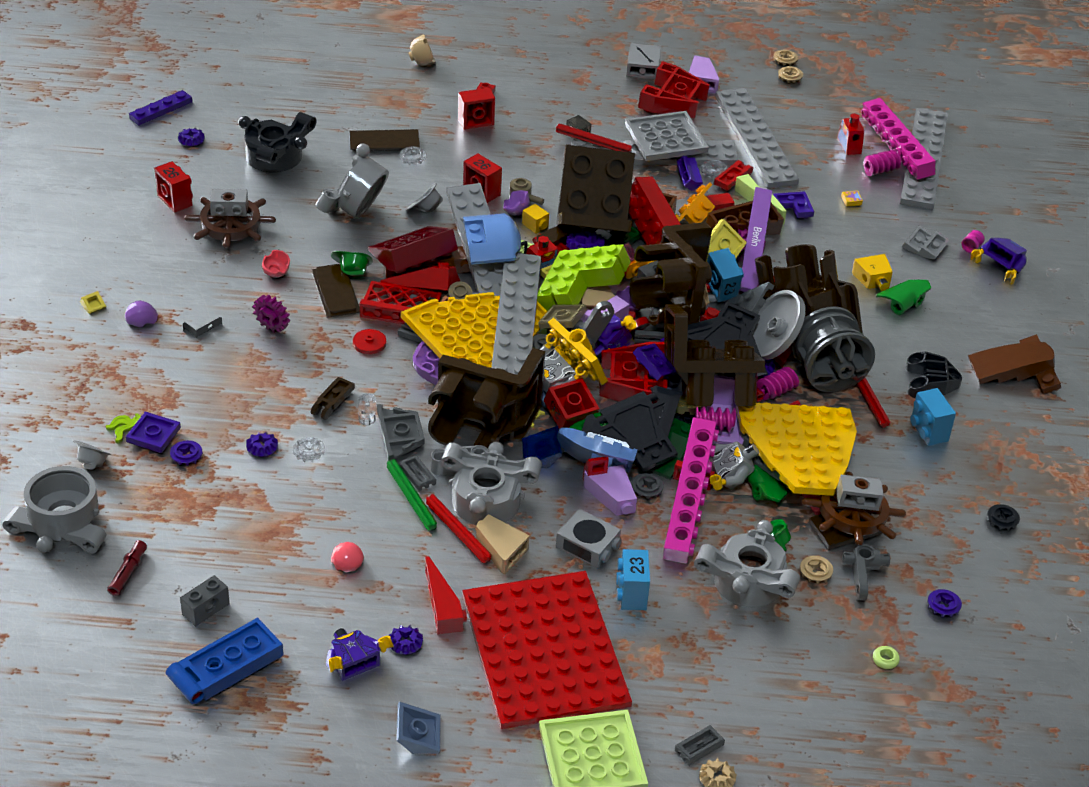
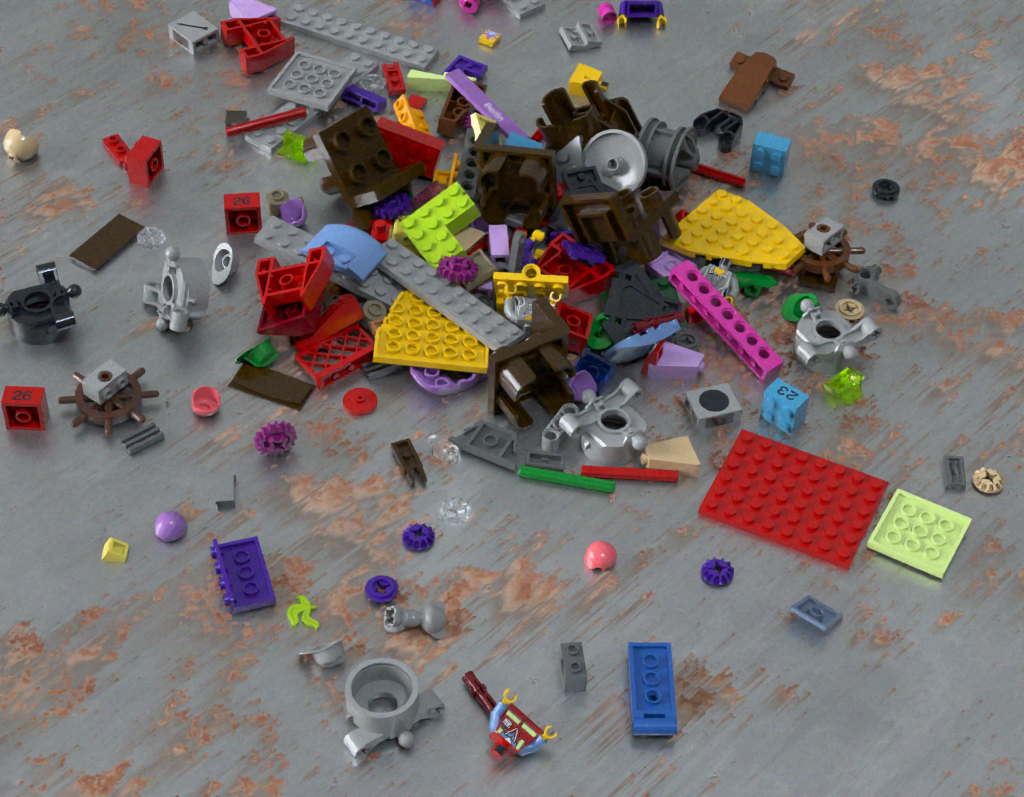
camera: 50 degrees left, 5 degrees up
(101, 596) = (514, 731): none -> torso
(126, 372) = (242, 574): none -> dark purple bracket
(153, 432) = (335, 597): dark purple plate -> none
(176, 492) = (431, 619): none -> light grey animal
(212, 257) = (140, 436): none -> dark grey tile
(355, 653) = (711, 606): torso -> none
(420, 227) = (294, 282): none -> red wedge
(445, 604) = (704, 526): red slope -> none
(516, 445) = (581, 382): none -> medium lavender hair
(535, 218) = (322, 214): yellow brick -> none
(543, 302) = (458, 268): none -> magenta gear
(642, 451) = (642, 326): none -> dark red pin
(715, 612) = (846, 385): none -> clear neon green slope
(722, 419) = (669, 258): dark pink piece -> none
(884, 663) = (959, 335): yellowish green piece -> none
(906, 295) = (628, 82): green panel -> none
(947, 597) = (931, 265): dark purple gear -> none

